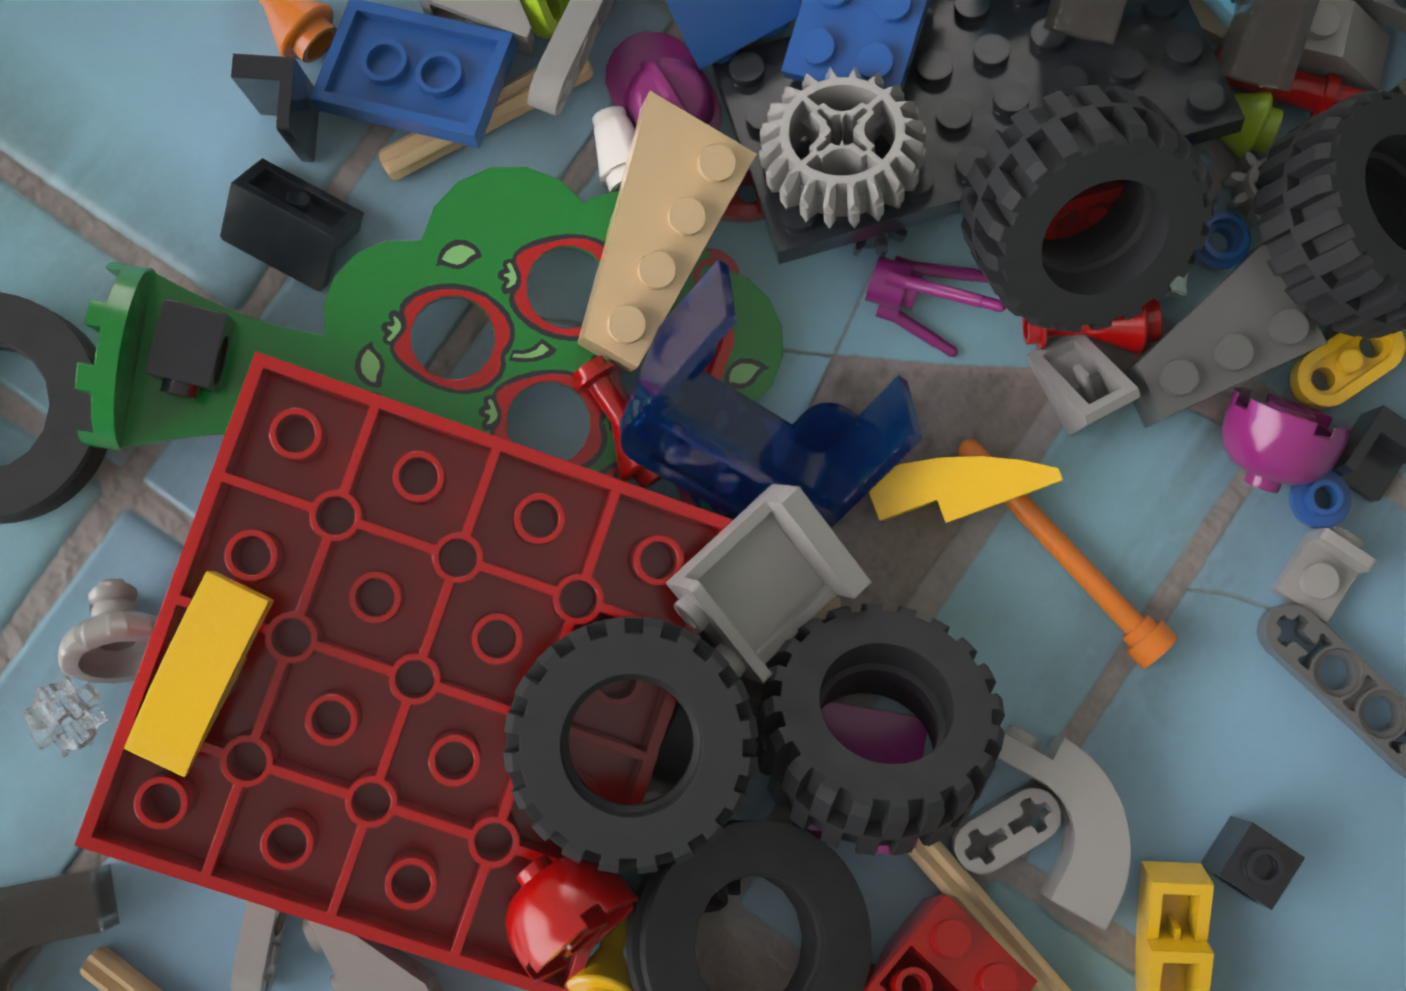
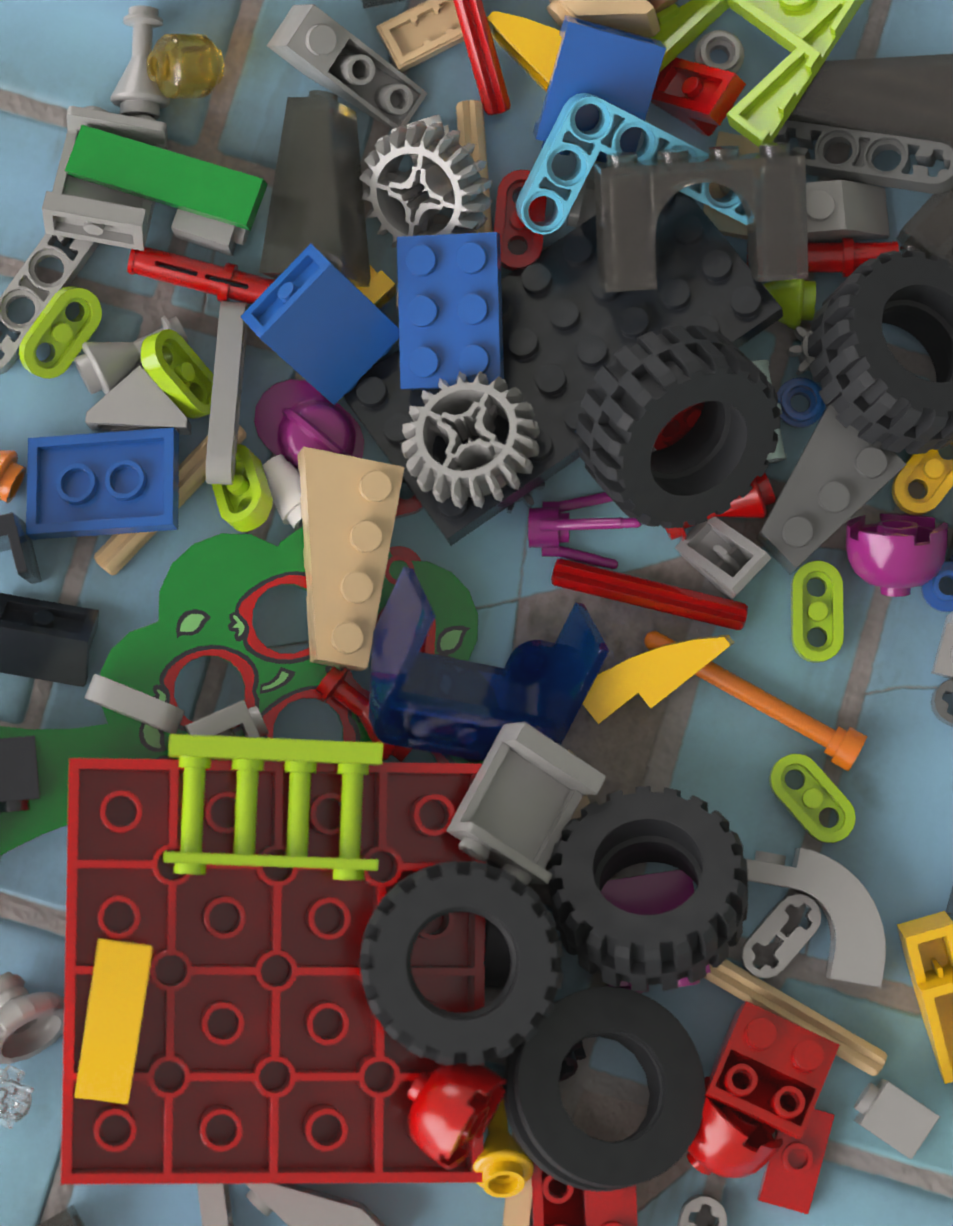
camera: 15 degrees left, 0 degrees up
(359, 321) = (134, 704): none -> light grey beam
(445, 378) = (222, 721): none -> light grey bracket
(462, 420) = (248, 758): none -> lime fence
(570, 139) = (249, 499): none -> lime plate
(982, 397) = (649, 594): none -> red axle
(1094, 683) = (811, 798): none -> lime plate
(1167, 481) = (817, 612): none -> lime plate

